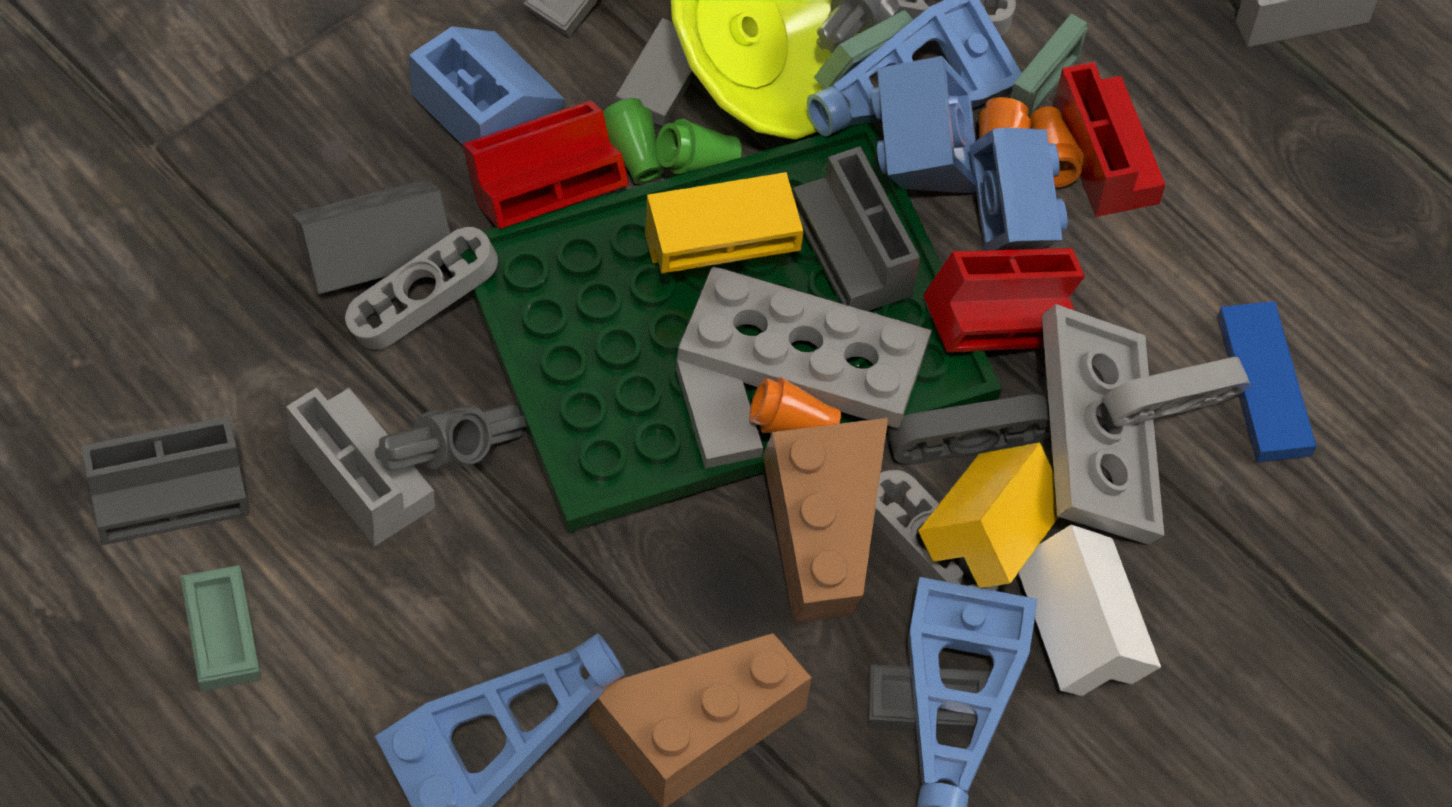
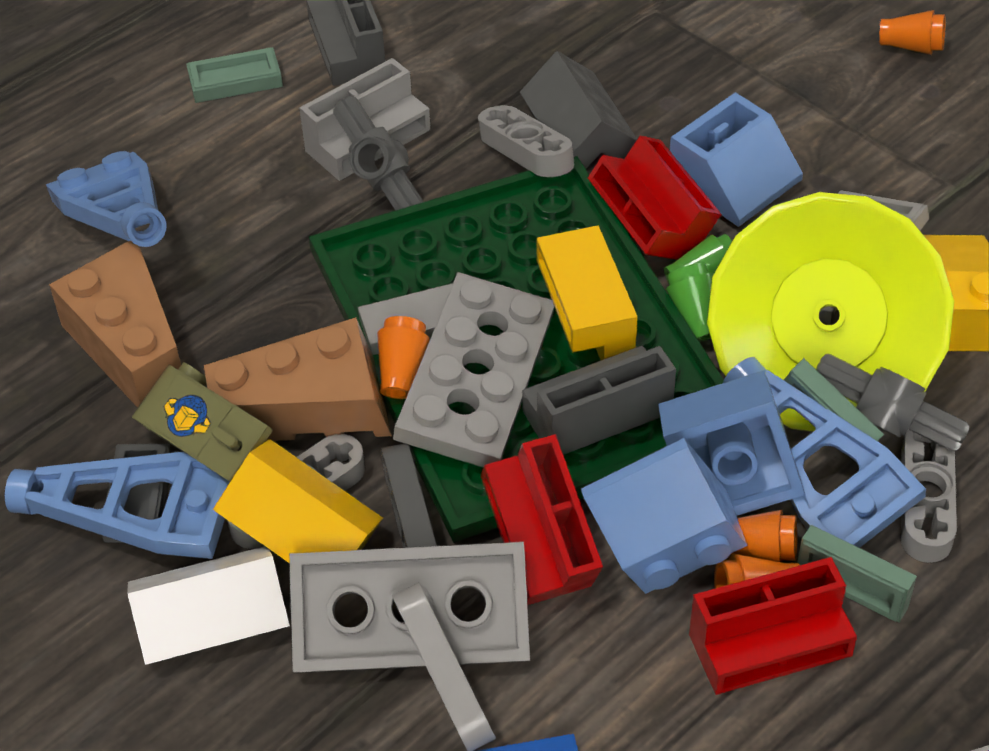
camera: 95 degrees right, 10 degrees down
(877, 613) = (200, 421): none -> olive door

